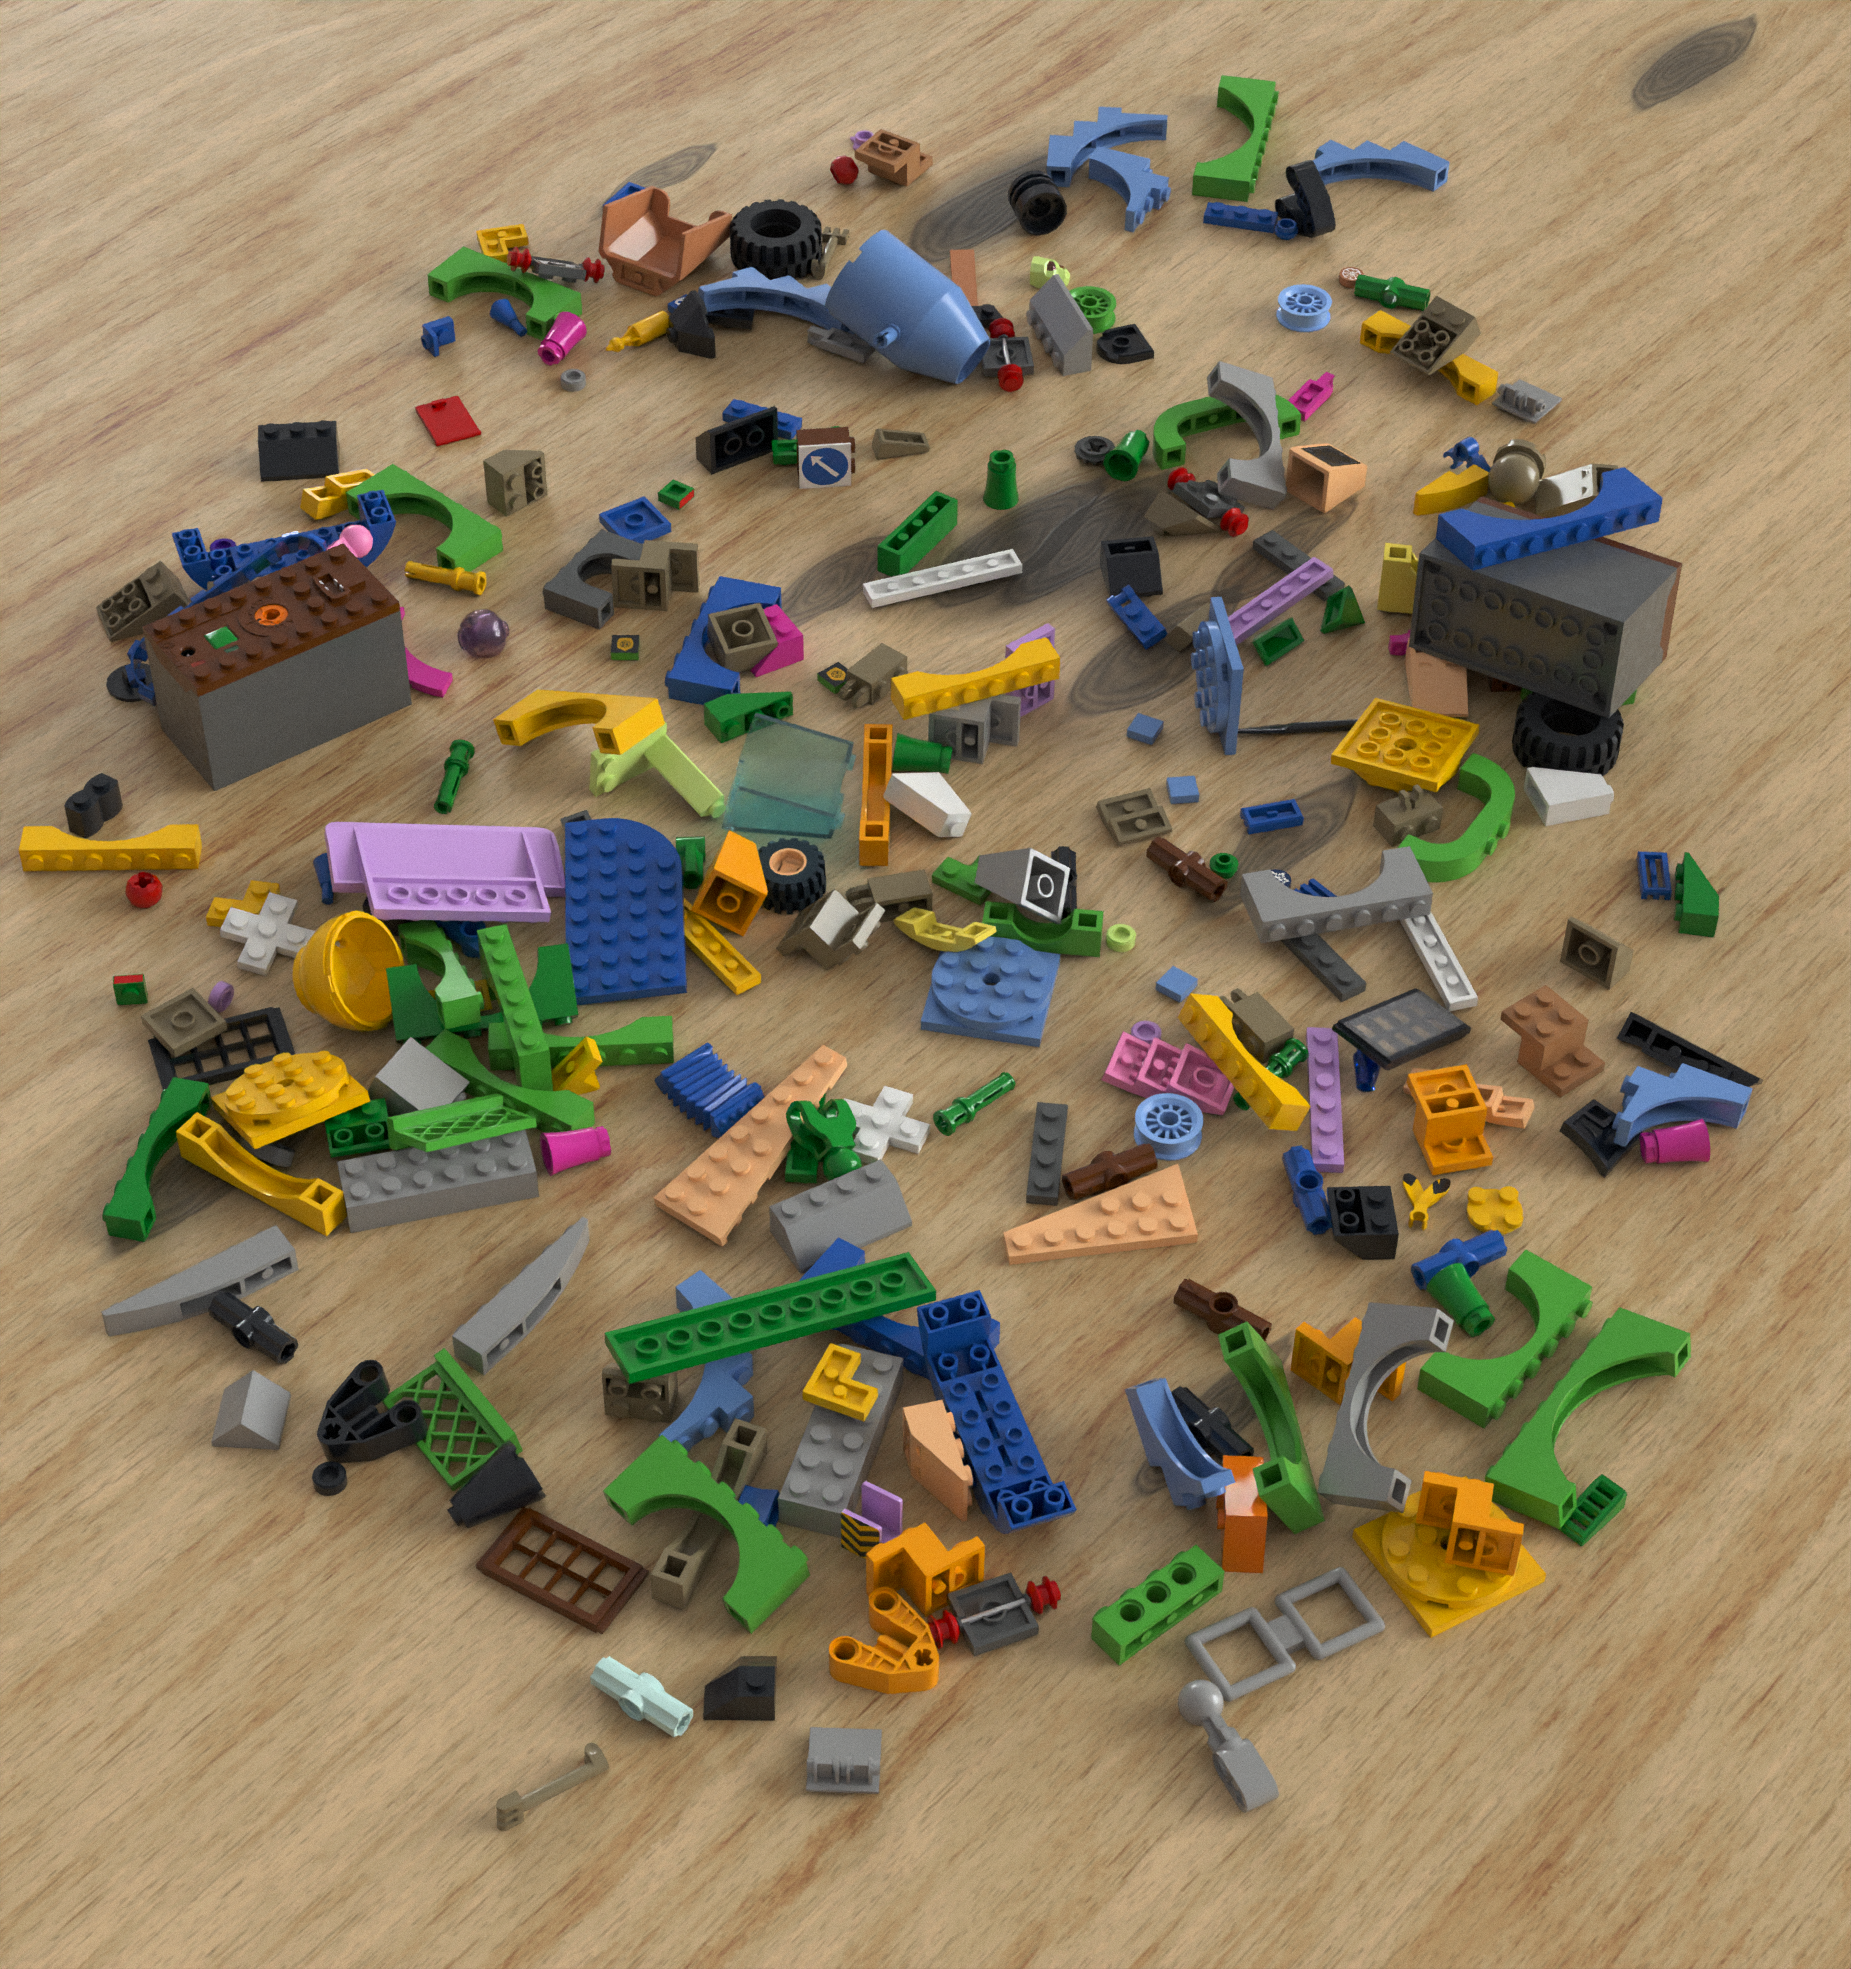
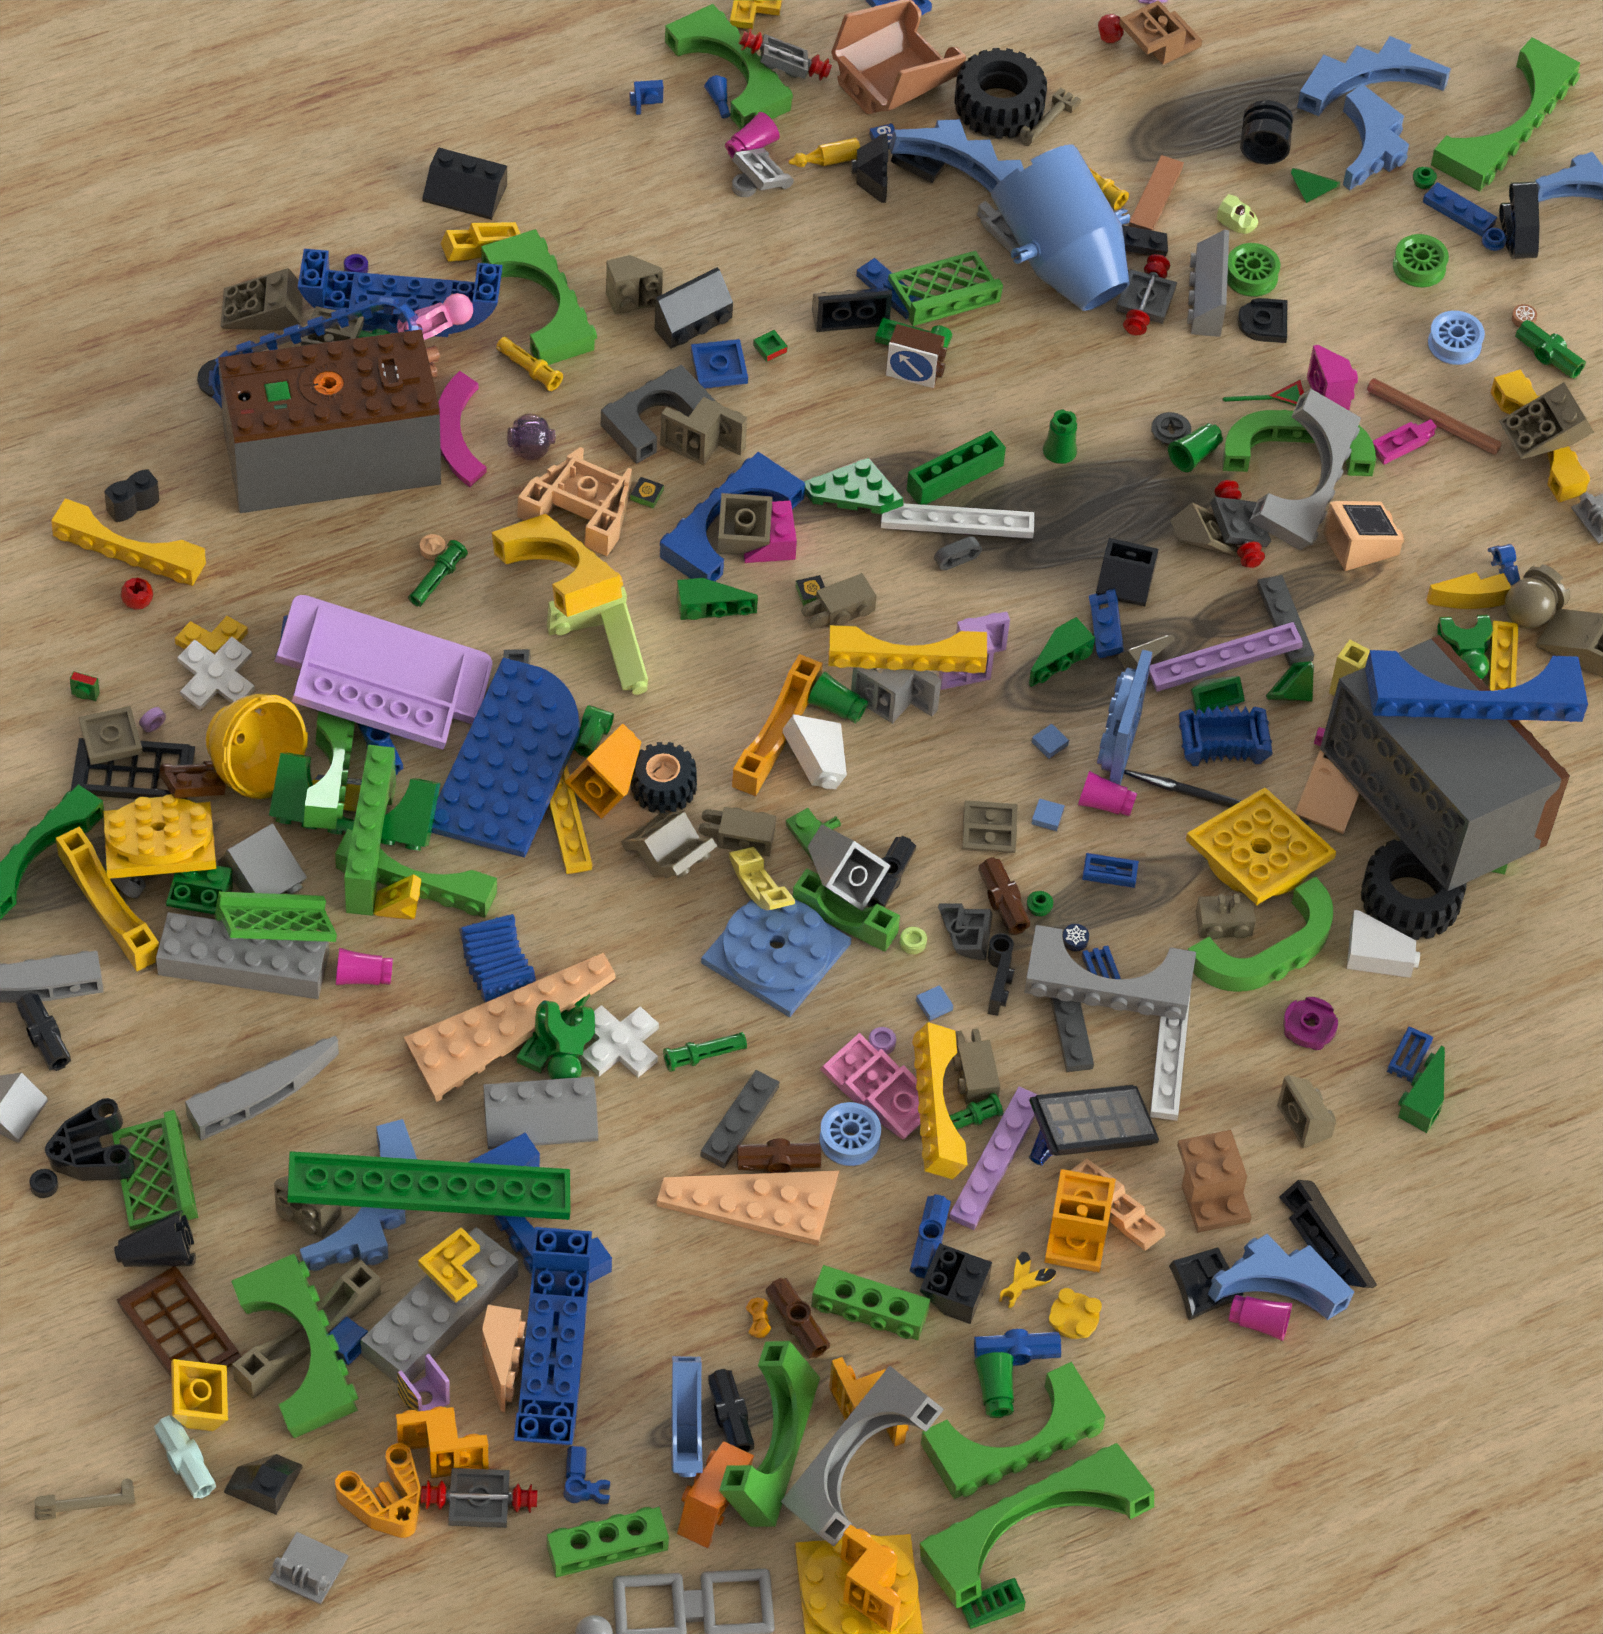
camera: 20 degrees right, 10 degrees up
(295, 1034) = (192, 780): none -> reddish brown plate
(433, 757) = (432, 546): none -> light nougat tile
(447, 420) = (613, 192): red container -> none
(552, 1109) = (364, 929): bright green arch -> none
(563, 659) = (583, 491): none -> light nougat wedge
(585, 483) = (693, 308): none -> slope
(591, 364) = (762, 169): none -> light grey plate
(631, 1620) = (199, 1394): none -> yellow slope
(788, 781) = (704, 690): clear light blue windscreen -> none
(822, 410) = (953, 300): none -> bright green fence
(829, 579) = (854, 487): none -> plate
(898, 443) = (984, 359): dark tan slope -> none
(960, 604) = (957, 553): none -> dark grey beam
(1091, 1563) = (576, 1487): none -> blue bar
(1099, 234) = (1312, 185): none -> green slope
(1113, 645) = (1066, 646): none -> green slope
(1167, 909) = (967, 929): none -> dark grey slope
(1183, 393) = (1288, 394): none -> green piece
(1187, 1335) = (760, 1326): none -> light orange piece
(1194, 203) = (1424, 177): none -> green plate
(1208, 351) = (1332, 376): none -> dark pink slope
(1218, 920) = (1004, 974): none -> black plate
(1230, 753) = (1106, 795): none -> dark pink plant
(1233, 261) = (1420, 260): none -> bright green wheel
(1288, 1271) = (862, 1291): none -> bright green brick
(1307, 669) = (1225, 734): none -> blue piece
(1315, 371) = (1439, 418): none -> nougat axle
(1556, 889) = (1310, 1036): none -> magenta plate

